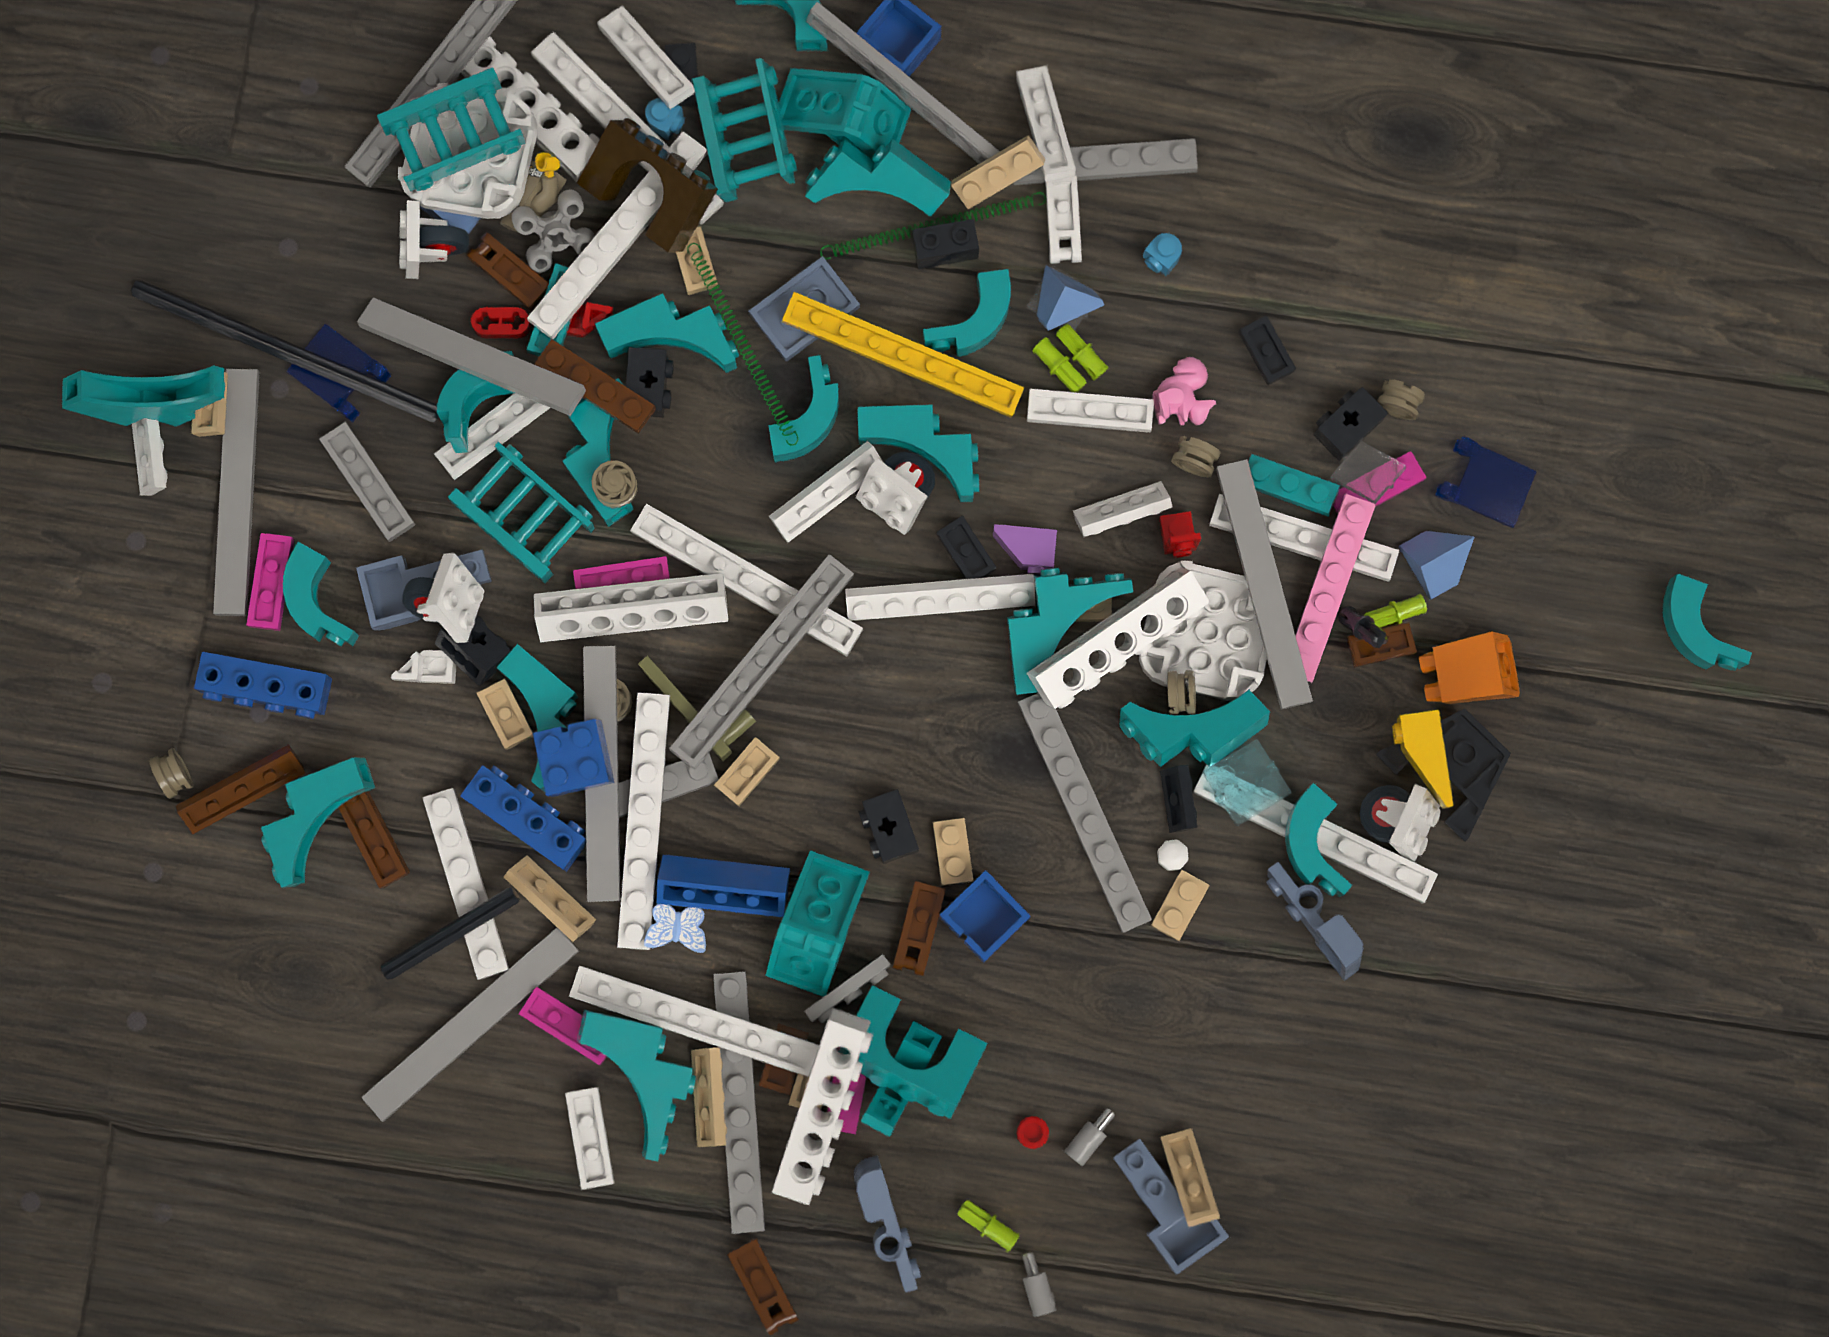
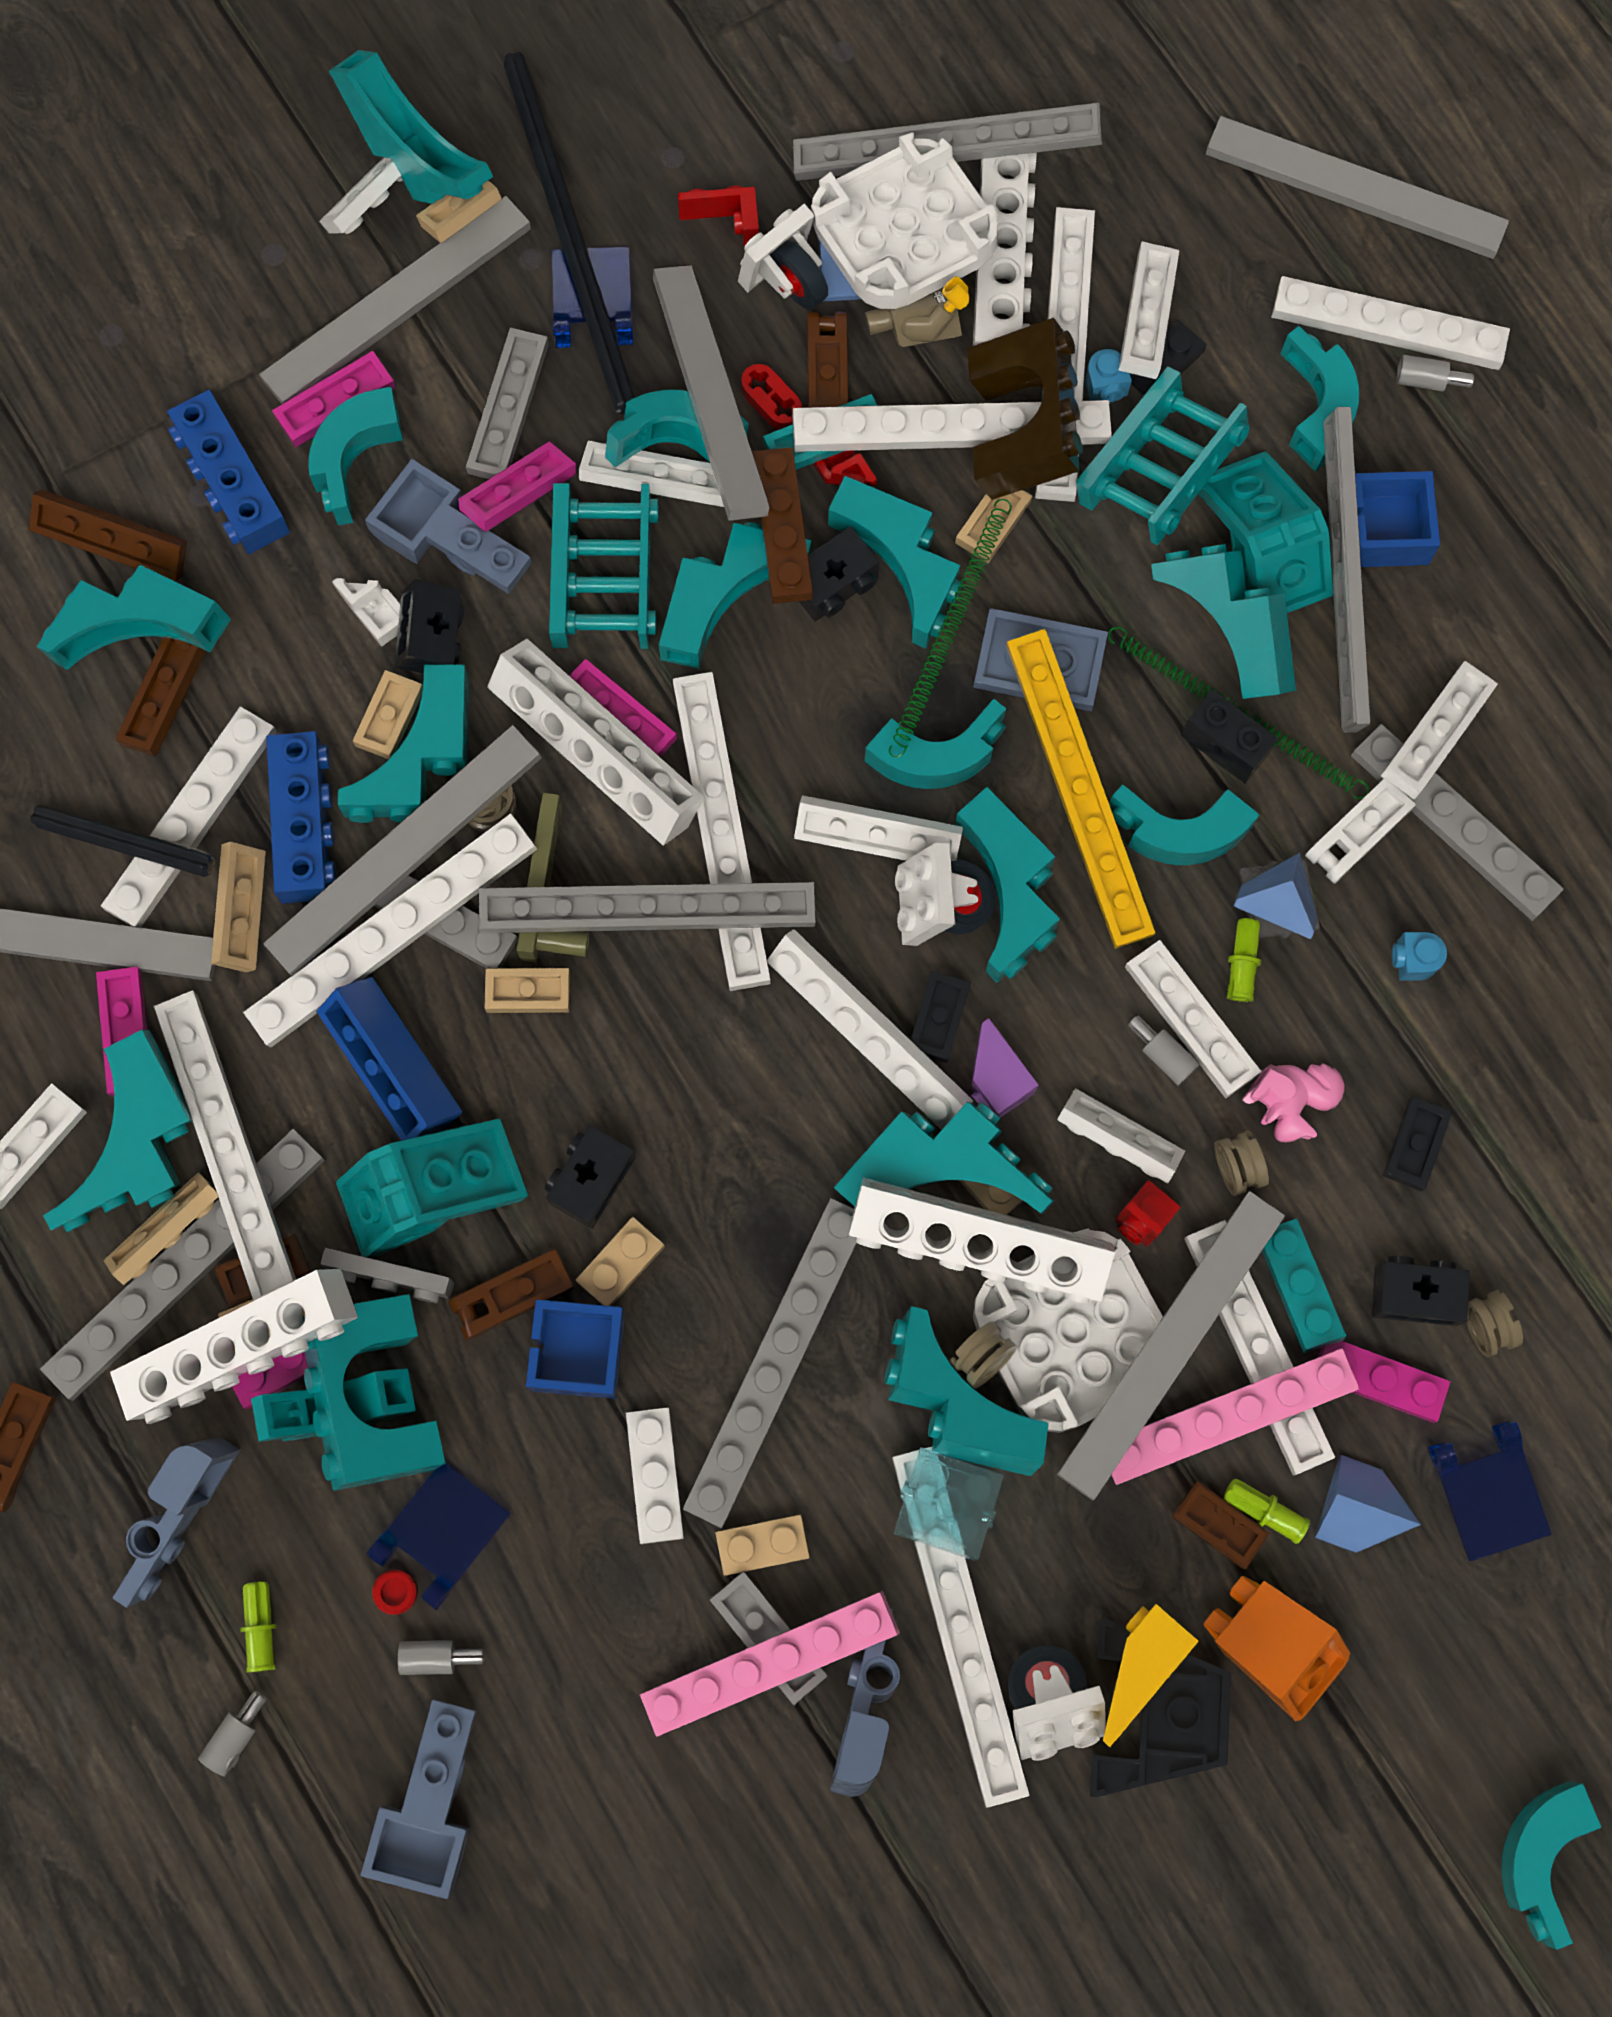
camera: 50 degrees right, 5 degrees down
(171, 773) = (69, 460): dark tan wheel -> none
(353, 236) = (732, 201): none -> red bracket
(428, 519) = (517, 486): none -> dark pink plate
(448, 598) = (450, 559): white plate -> none
(452, 98) = (919, 147): teal fence -> none
(553, 230) = (900, 361): light grey gear -> none
(573, 758) = (390, 805): blue piece -> none
(614, 484) = (700, 620): dark tan wheel -> none
(677, 927) = (310, 1052): animal -> none
(998, 172) = (1347, 723): tan plate -> none
(1020, 1077) = (442, 1530): none -> clear blue flag
(1059, 365) = (1210, 950): lime axle -> none
(1090, 933) = (654, 1476): none -> white plate
(1095, 442) = (1165, 1051): none -> light grey piece
(1172, 855) = (808, 1492): white tile -> none
(1179, 798) = (870, 1449): black plate -> none
(1190, 1177) = (475, 1801): tan plate -> none
(1234, 944) = (757, 1622): none -> light grey plate
(1250, 954) = (770, 1663): none -> bright pink plate
(1302, 843) = (943, 1608): teal arch -> none
(1363, 627) = (1219, 1488): black axle -> none
(1368, 472) = (1387, 1355): clear piece -> none

